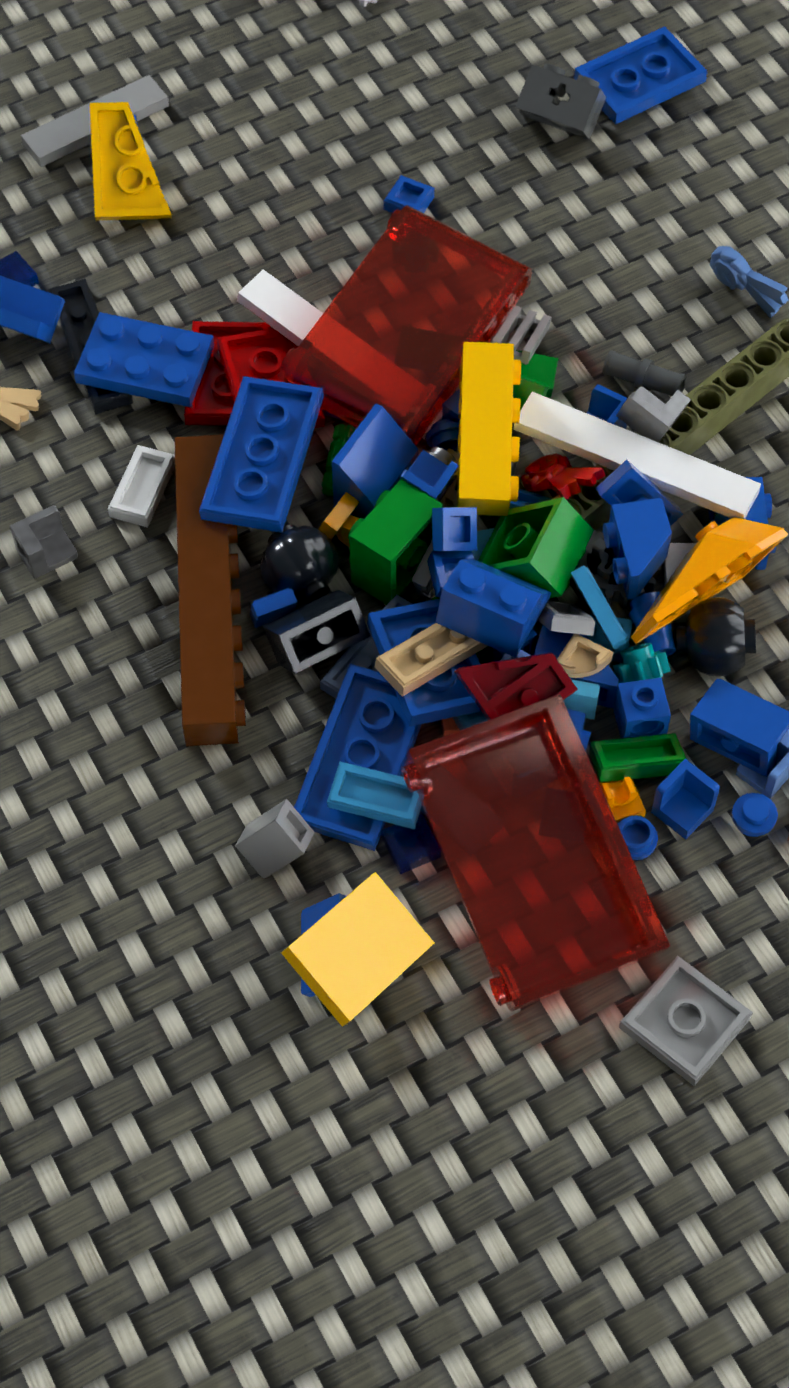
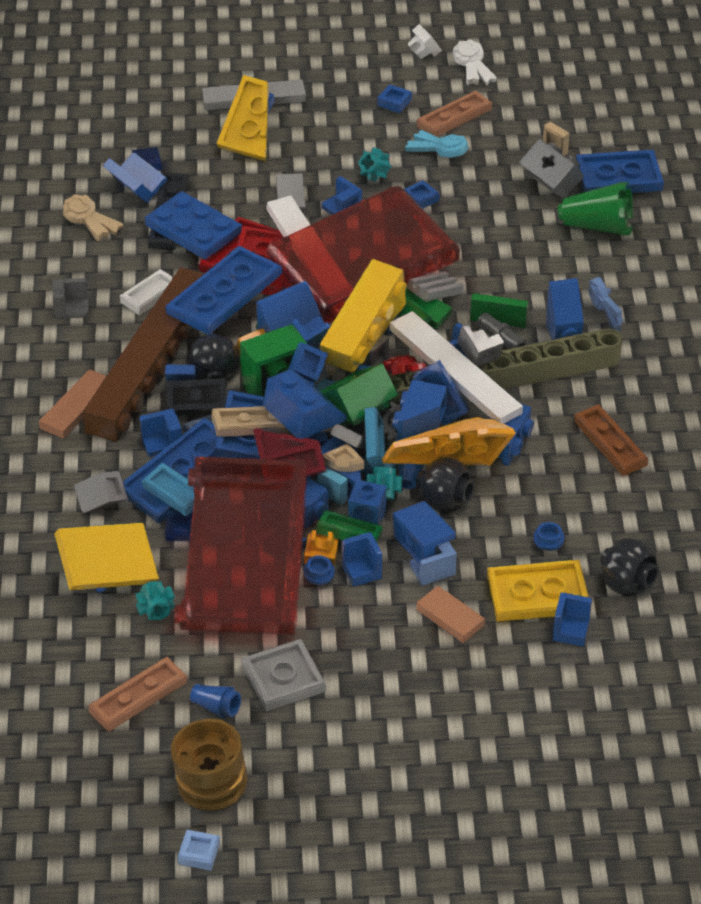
camera: 25 degrees right, 15 degrees down
(150, 707) = (69, 409): none -> nougat tile
(236, 255) = (292, 186): none -> light grey tile
(288, 62) = (394, 98): none -> blue plate
(299, 708) = (159, 430): none -> blue panel
(318, 244) = (346, 196): none -> blue panel
(330, 165) = (374, 164): none -> teal gear
(376, 59) = (454, 114): none -> nougat tile
(403, 112) = (446, 146): none -> medium azure piece
(457, 984) = (155, 600): none -> teal gear
(515, 1140) = (137, 694): none -> nougat tile
(533, 50) = (556, 135): none -> tan tile
(625, 338) = (502, 309): none -> green tile
(629, 1103) = (217, 699): none -> blue cone
(658, 141) = (600, 209): none -> green cone
(697, 1194) = (209, 764): none -> pearl gold wheel
(713, 316) = (564, 309): none -> blue slope
(746, 1351) = (198, 850): none -> light blue tile
(754, 814) = (402, 586): blue plate -> none

